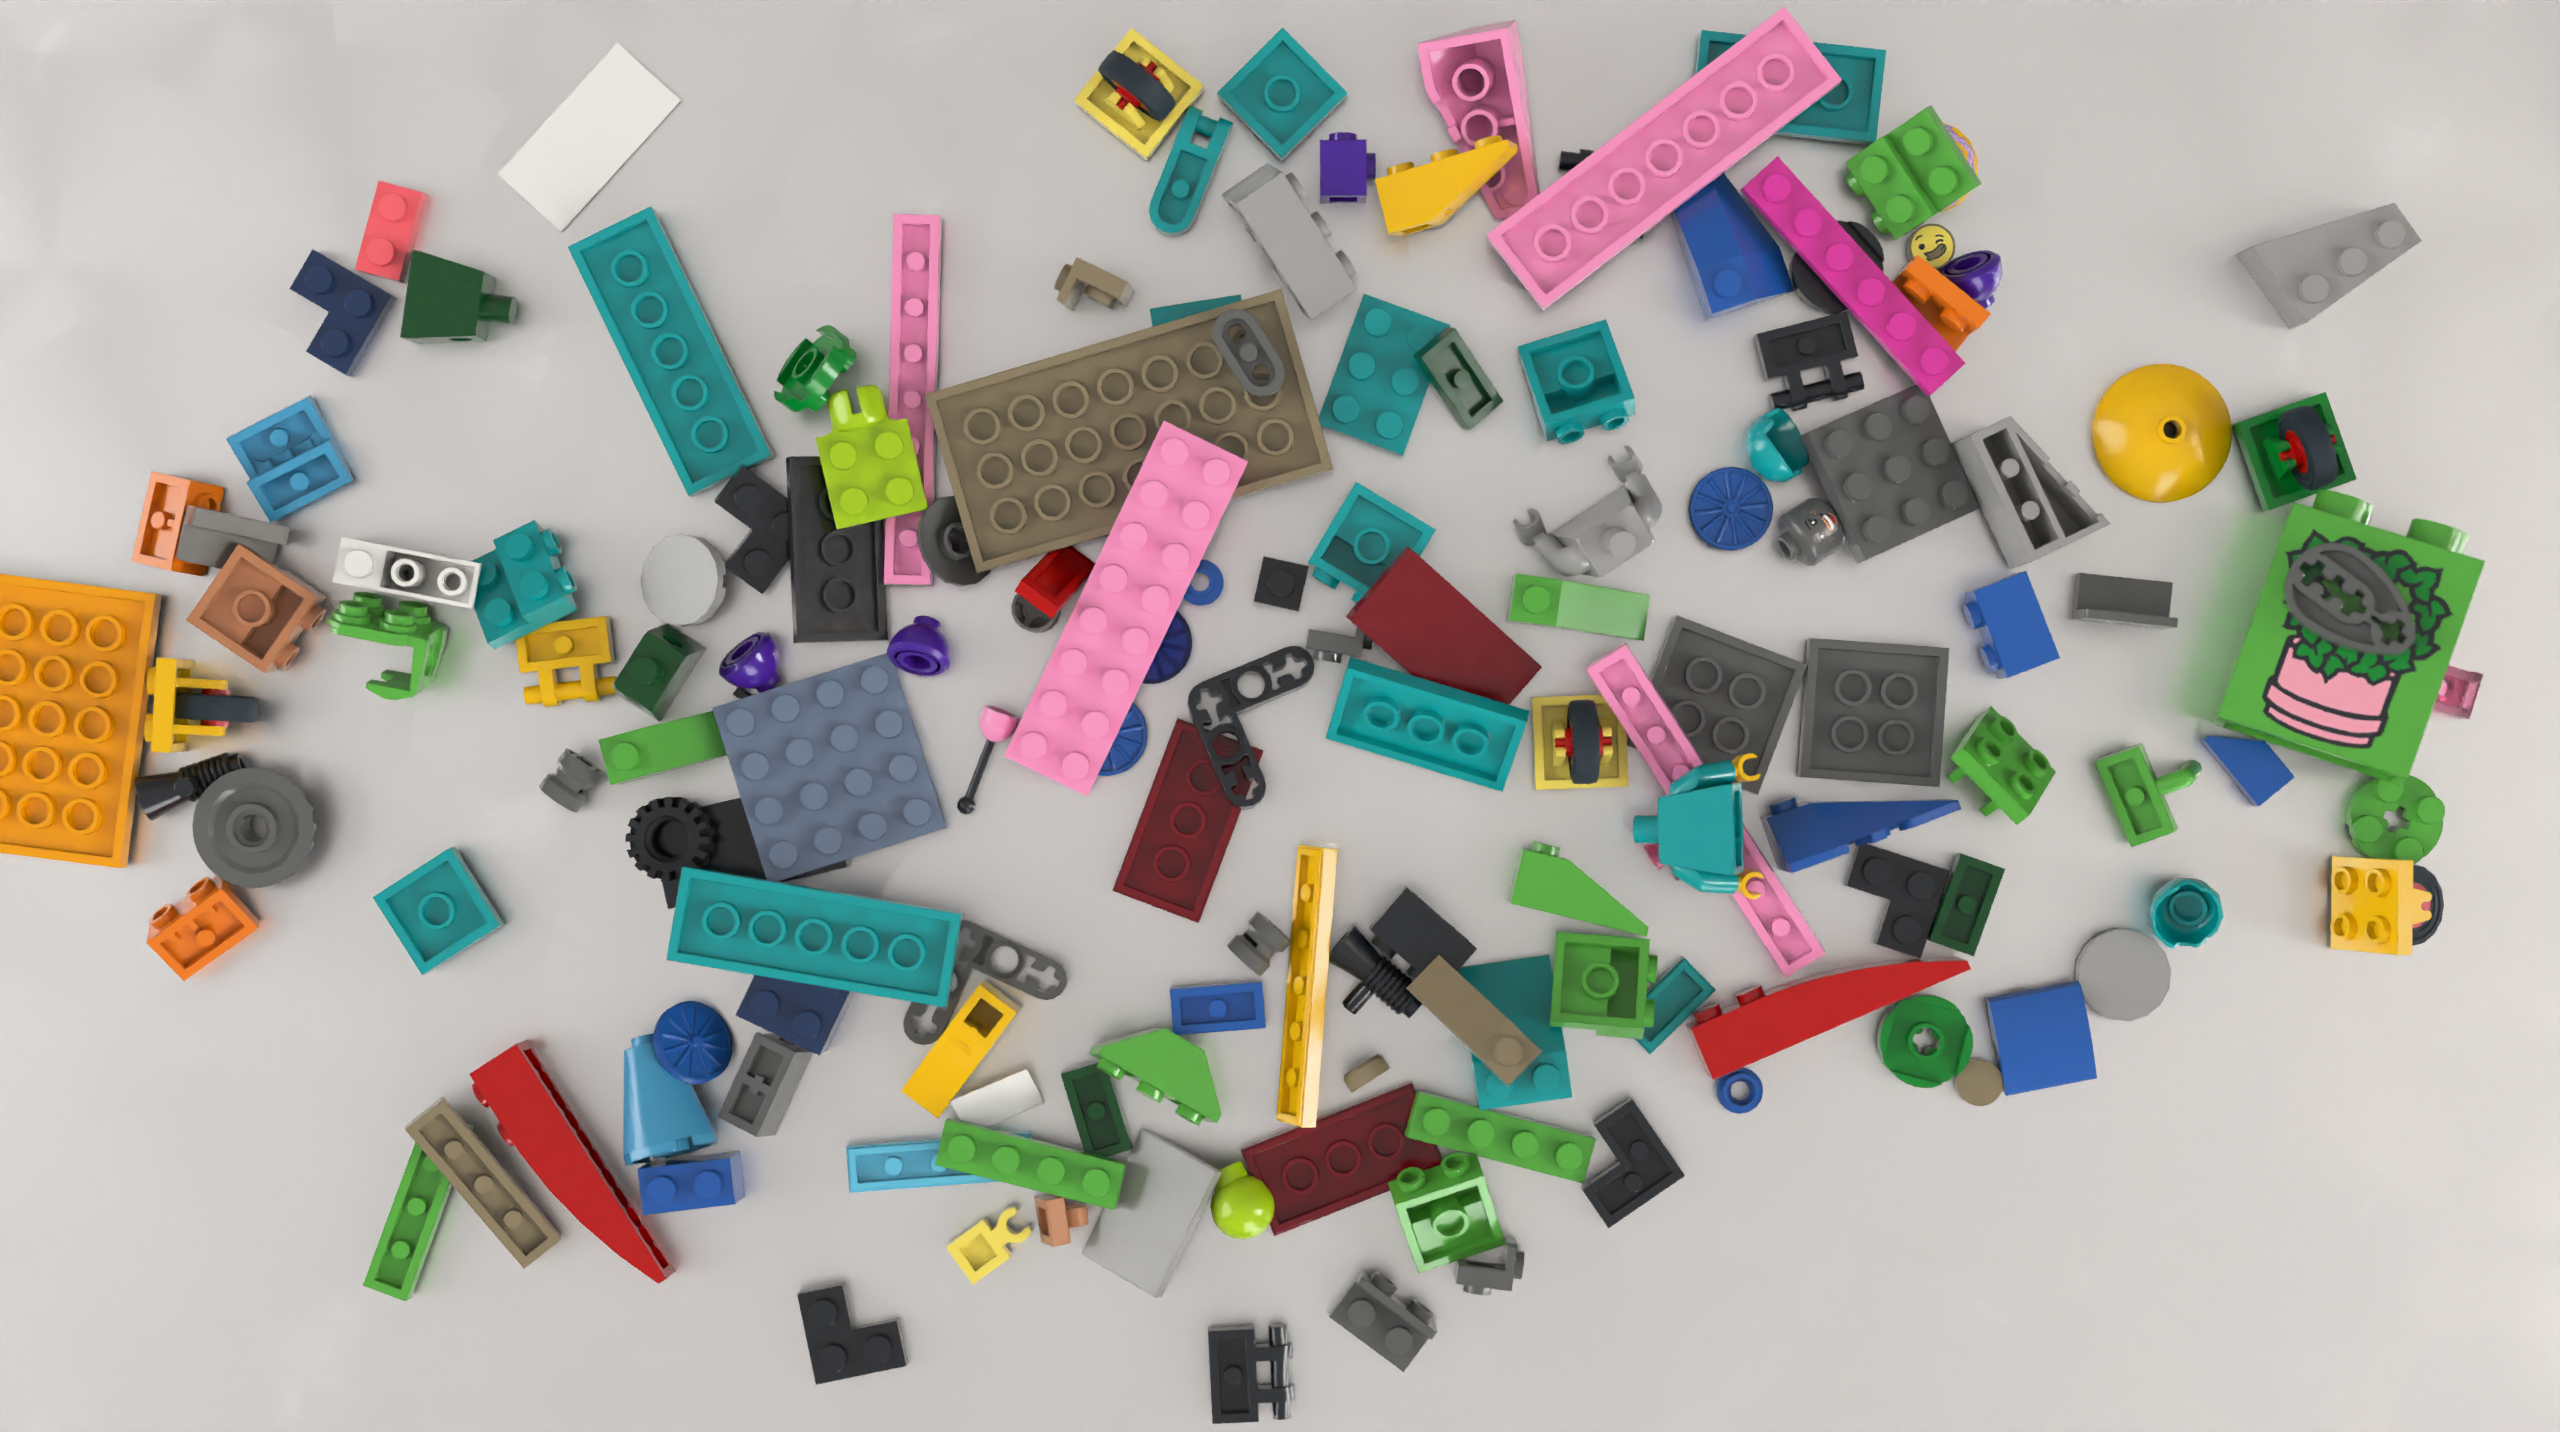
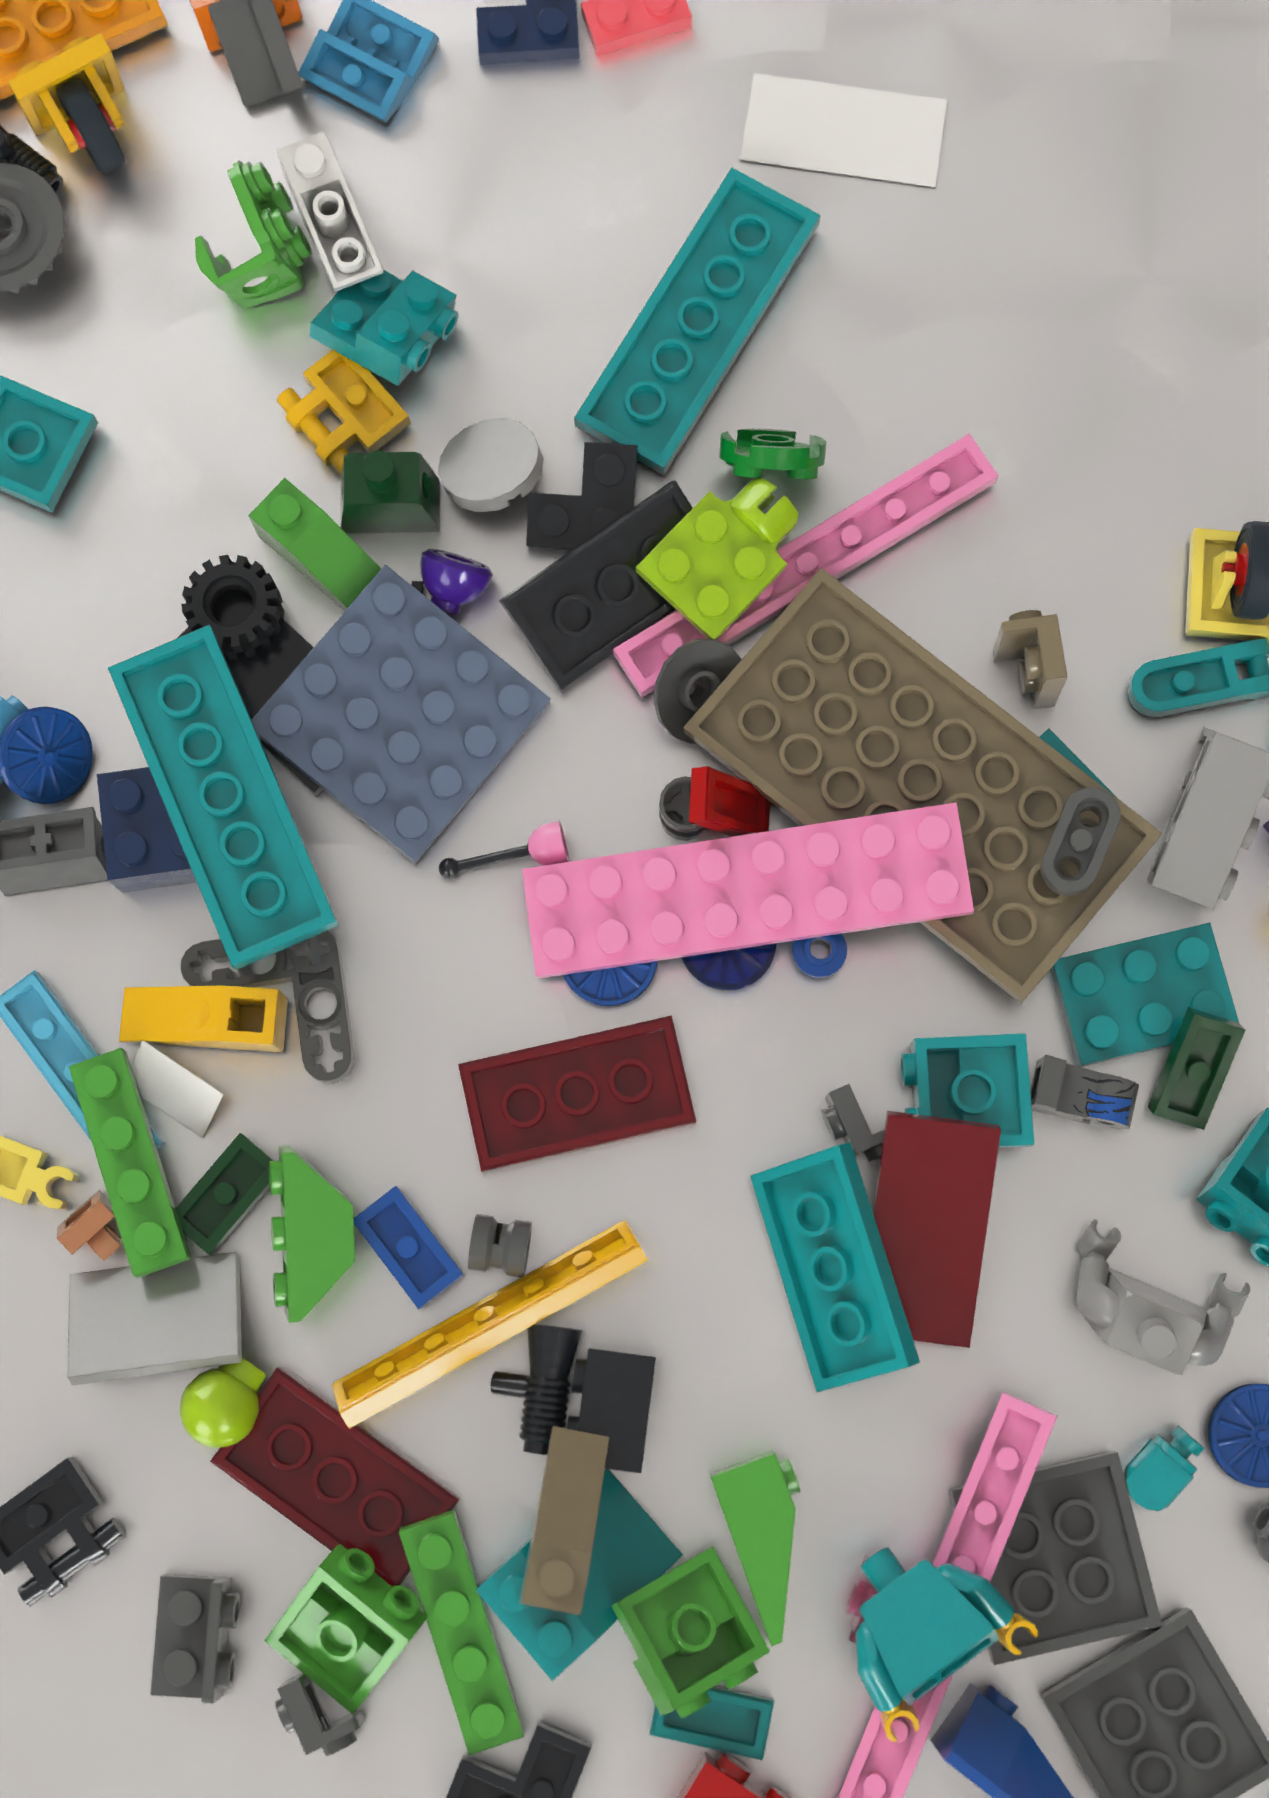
camera: 60 degrees right, 10 degrees down
(258, 610) = (206, 108): nougat plate -> none
(451, 302) = (607, 100): dark green torso -> none
(572, 777) = (232, 483): dark grey wheel -> none
(920, 648) = (573, 723): dark purple brick -> none
(1234, 704) = (722, 1061): black beam -> none
(1281, 584) = (871, 1030): black plate -> none
(1366, 1072) = (438, 1444): dark tan tile -> none
(1423, 468) = (1082, 1094): none -> dark grey leg
(1577, 607) = (1053, 1342): bright green slope -> none
(1577, 743) = (918, 1438): light yellow plate -> none
(1708, 592) = (1162, 1470): none -> teal arm

